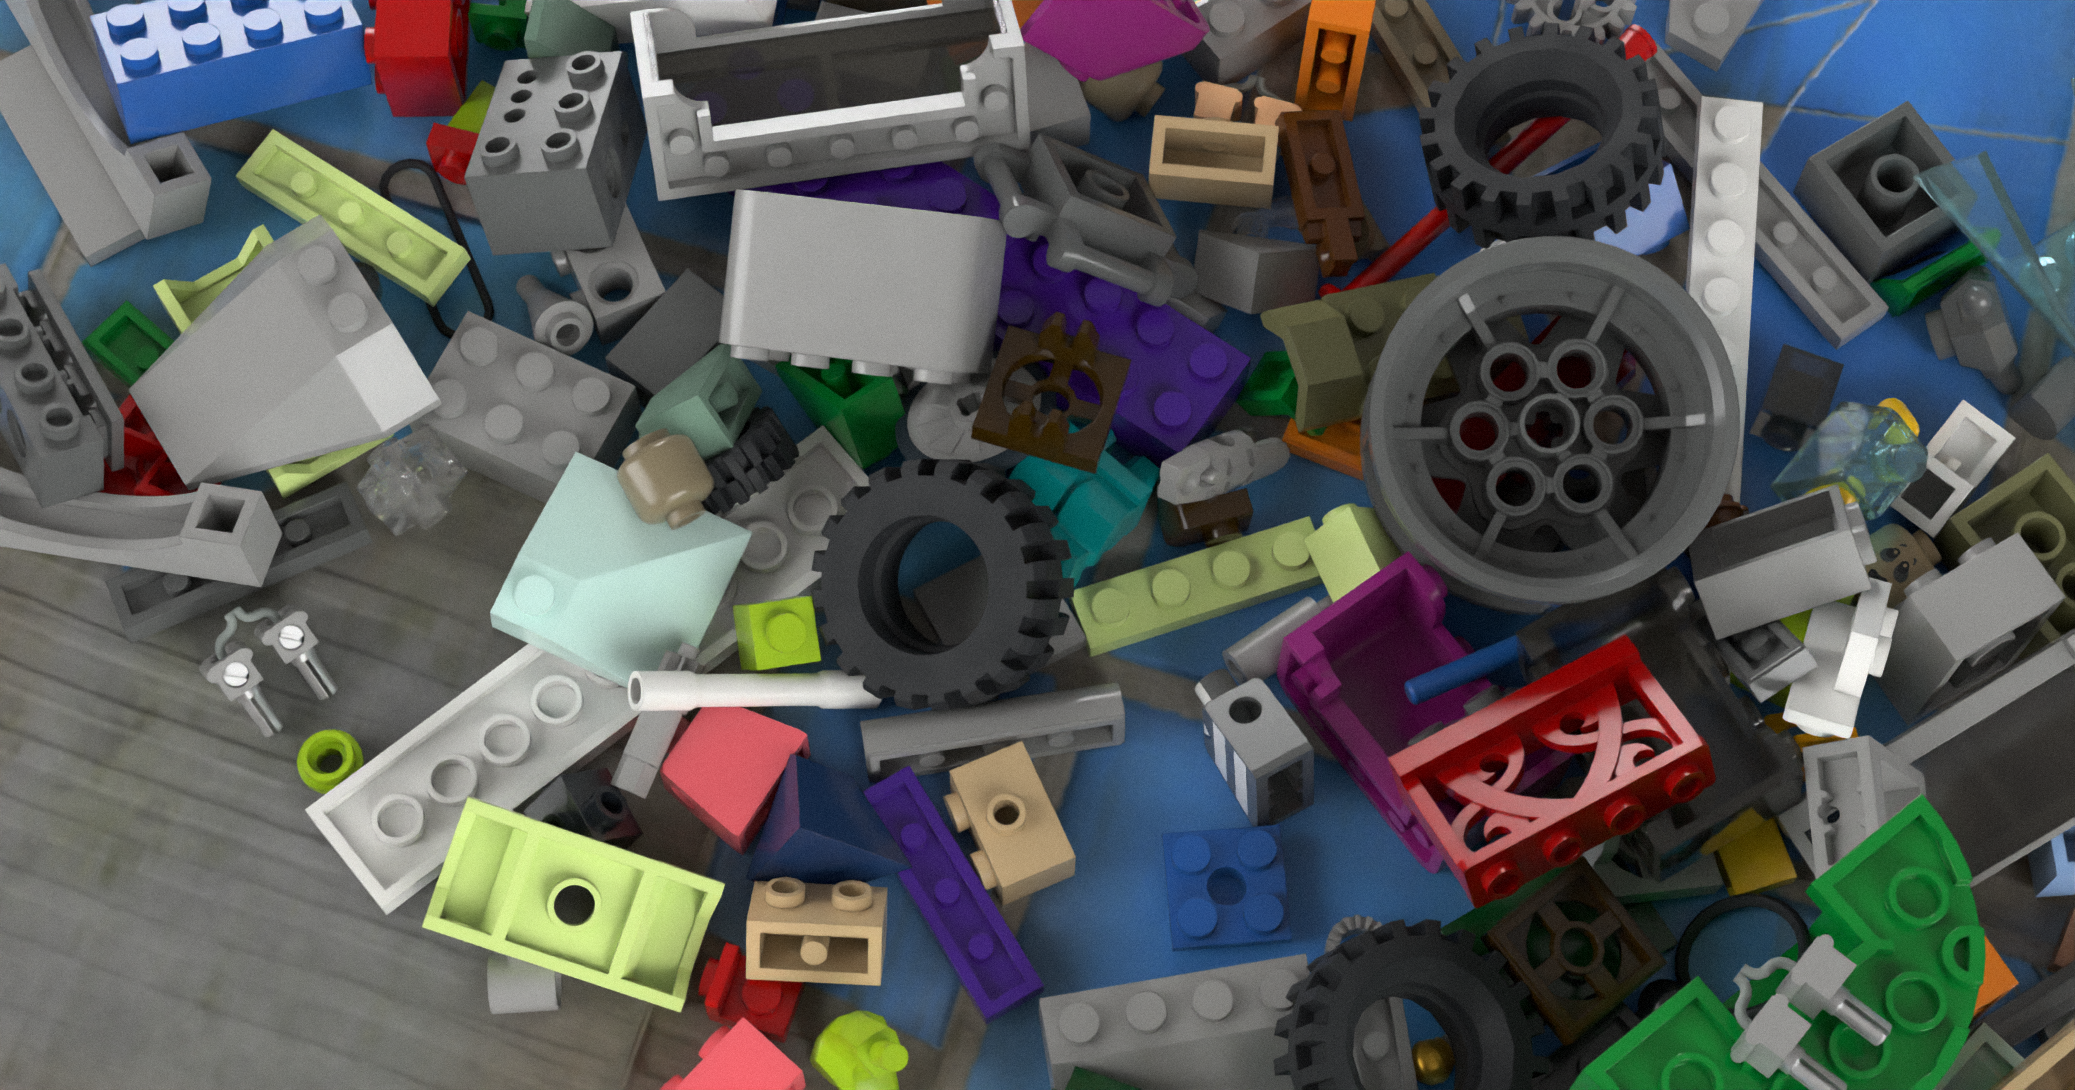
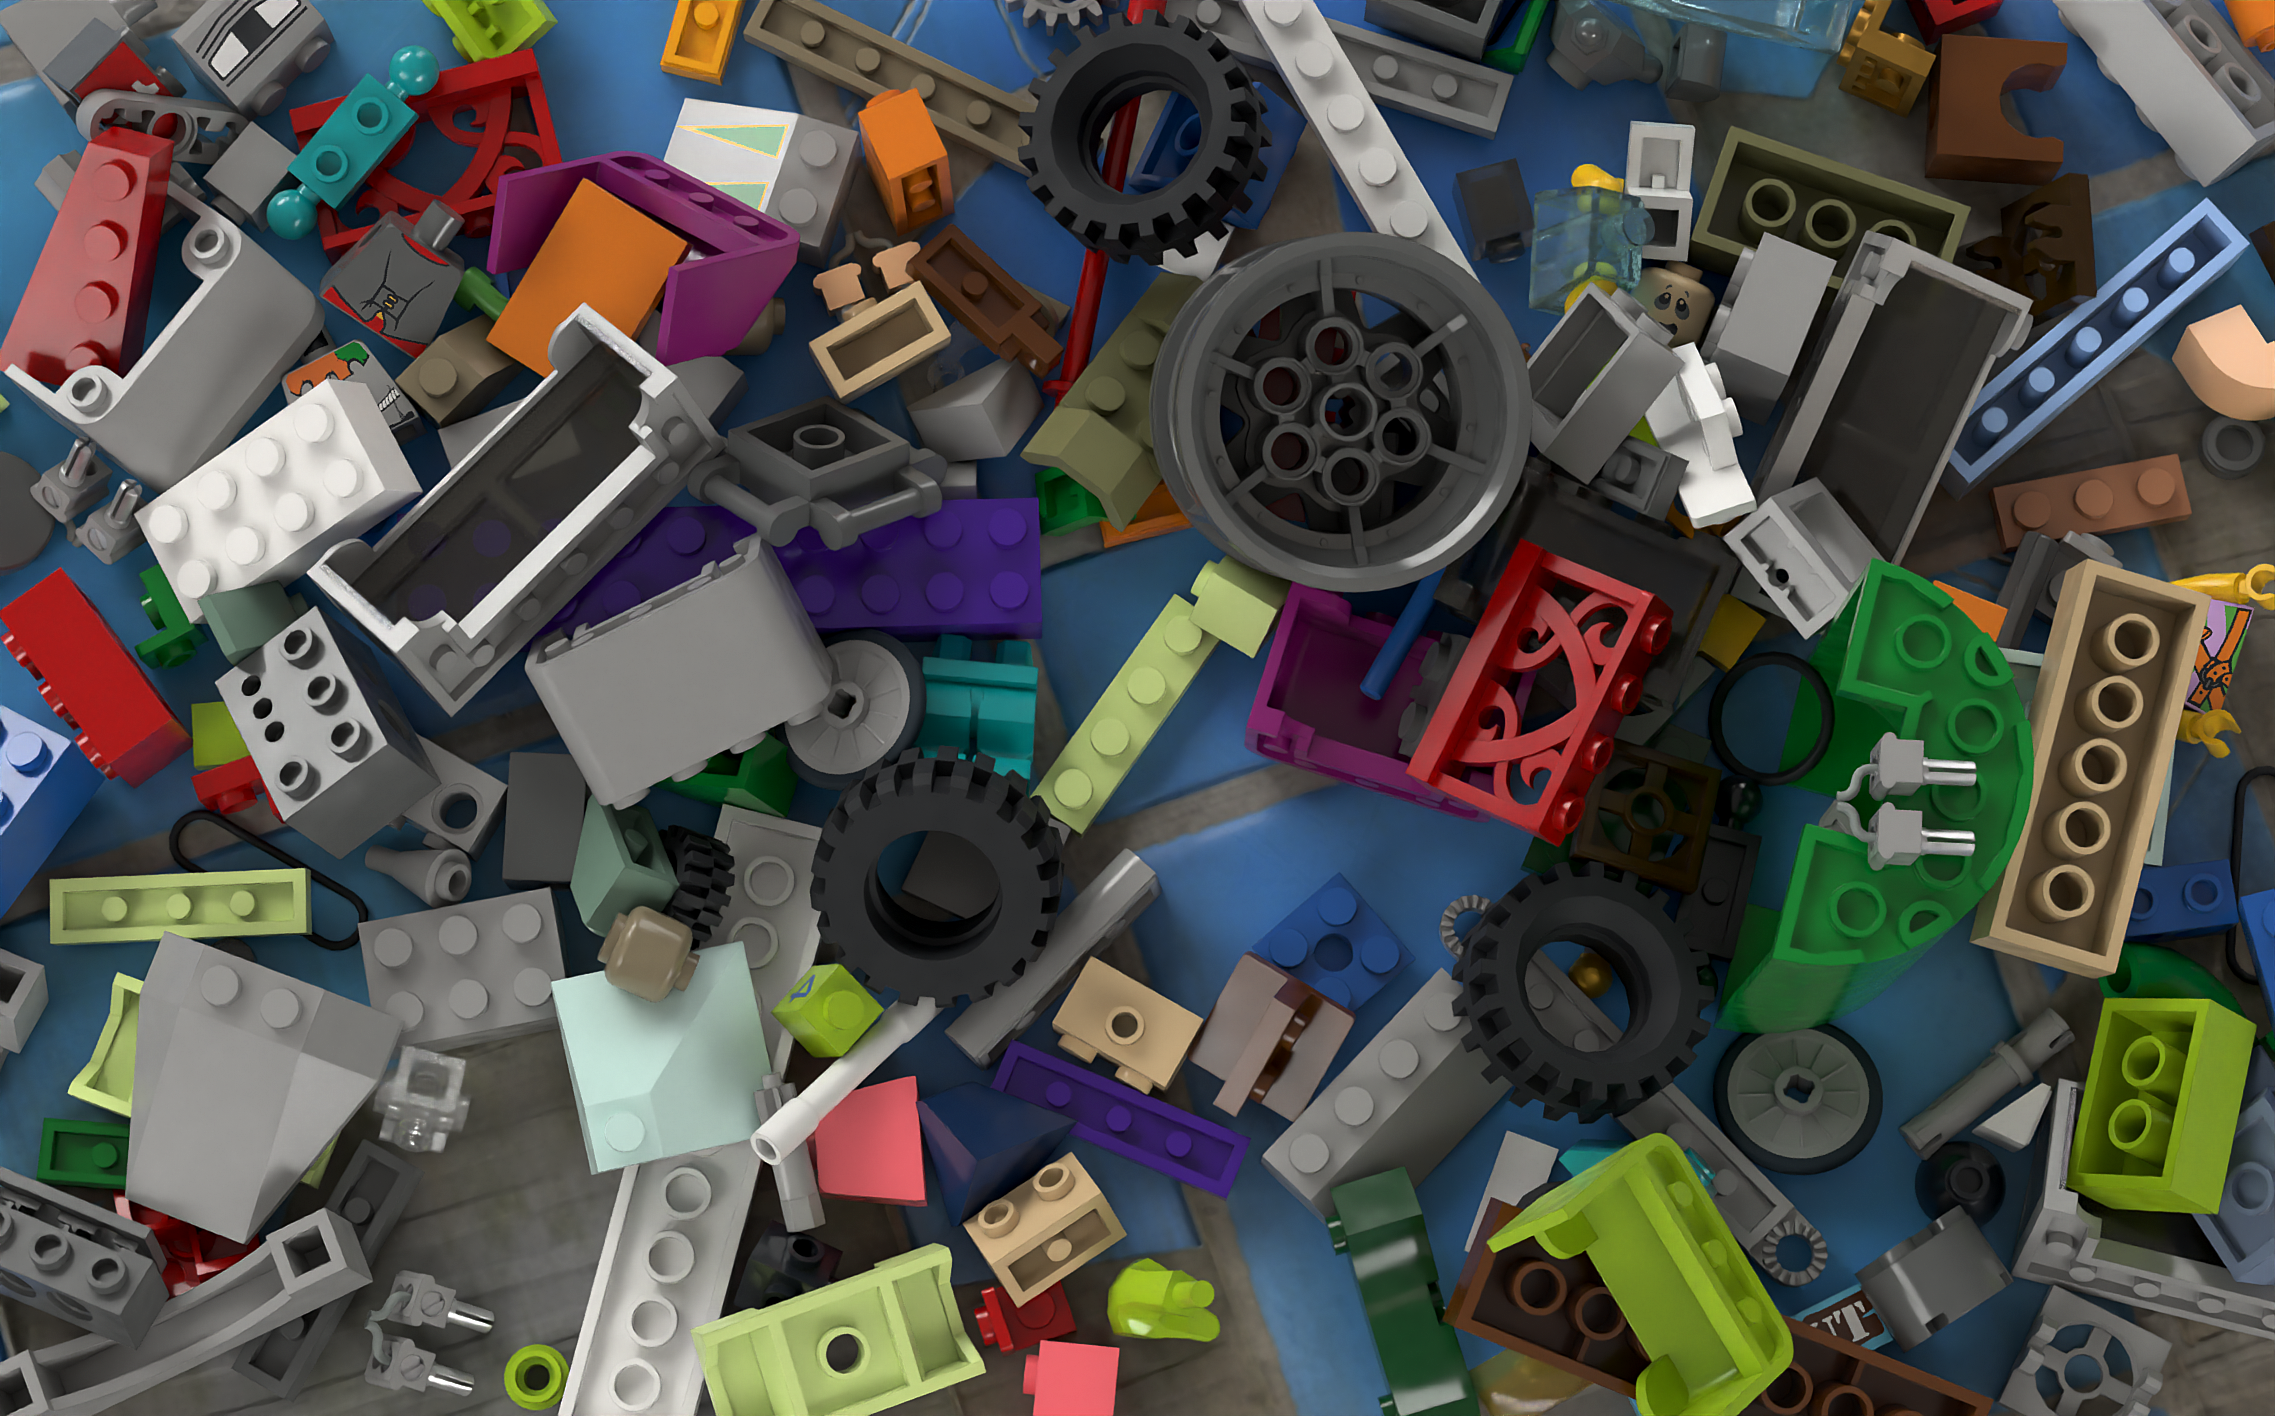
camera: 35 degrees left, 10 degrees up
(1043, 434) = (923, 693): dark brown piece -> none
(1120, 914) = (1270, 1039): none -> bracket
(1205, 521) = (1103, 655): dark brown plate -> none
(1220, 465) = (1078, 607): light grey hinge -> none
(1256, 748) = (1295, 835): dark grey torso -> none
(1260, 651) = (1227, 716): light grey cylinder -> none

